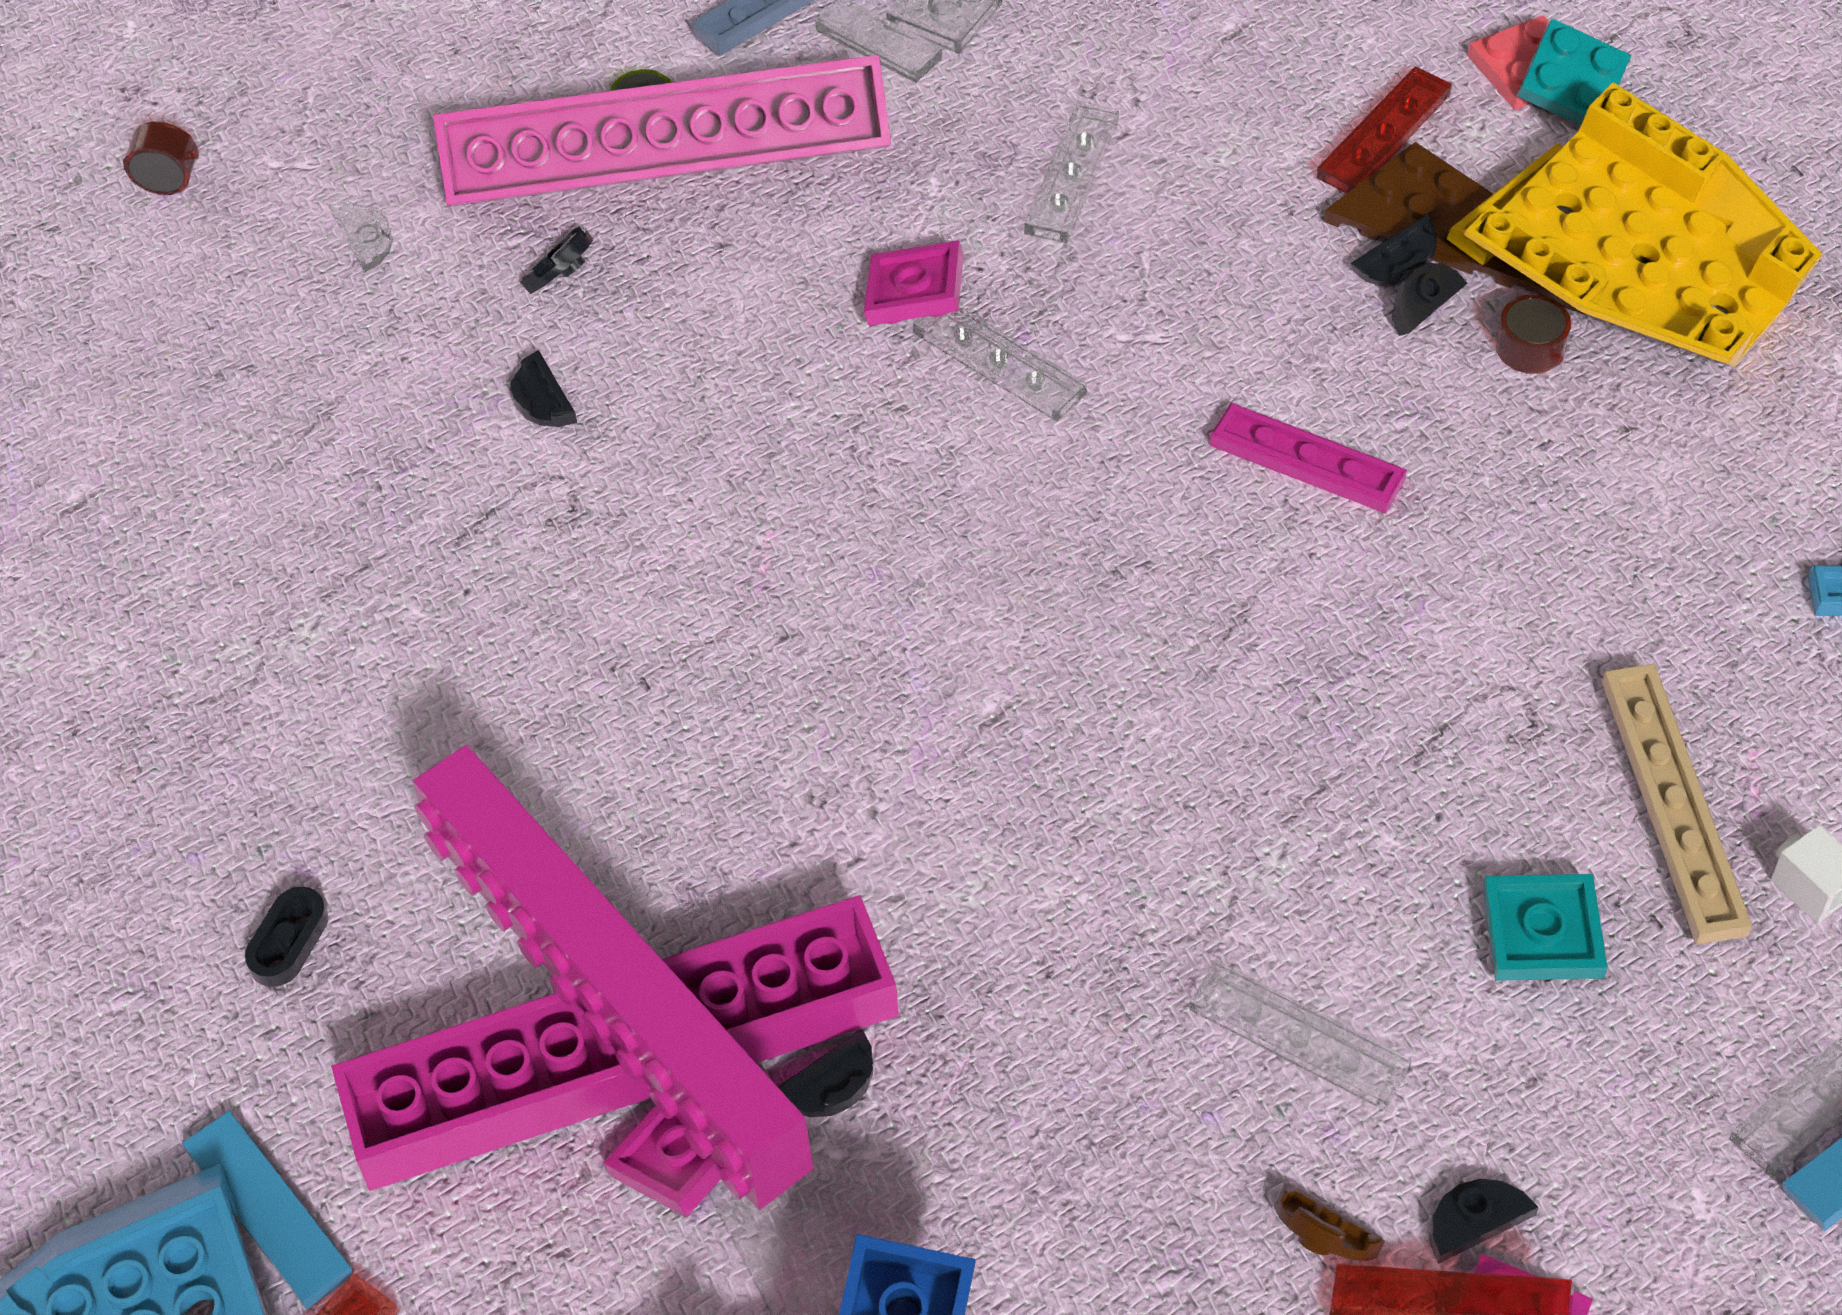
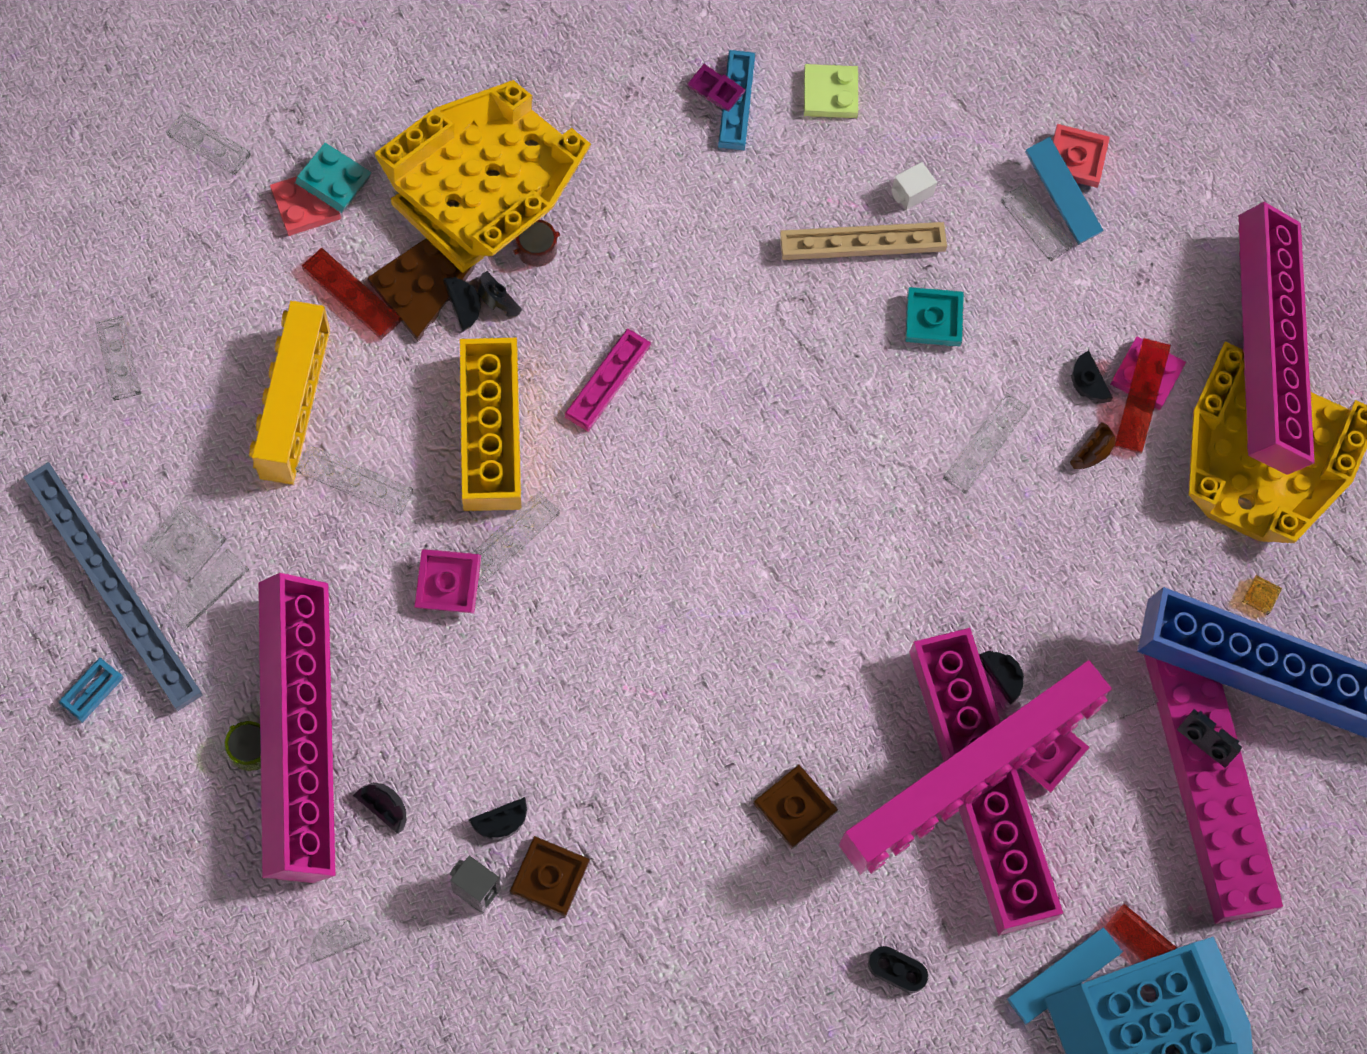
camera: 95 degrees left, 15 degrees up
(429, 355) = (474, 883): none -> dark grey brick
(456, 465) = (549, 876): none -> reddish brown tile
(573, 776) = (795, 806): none -> reddish brown tile
(1187, 300) = (490, 424): none -> yellow brick
(1192, 64) = (290, 392): none -> yellow brick

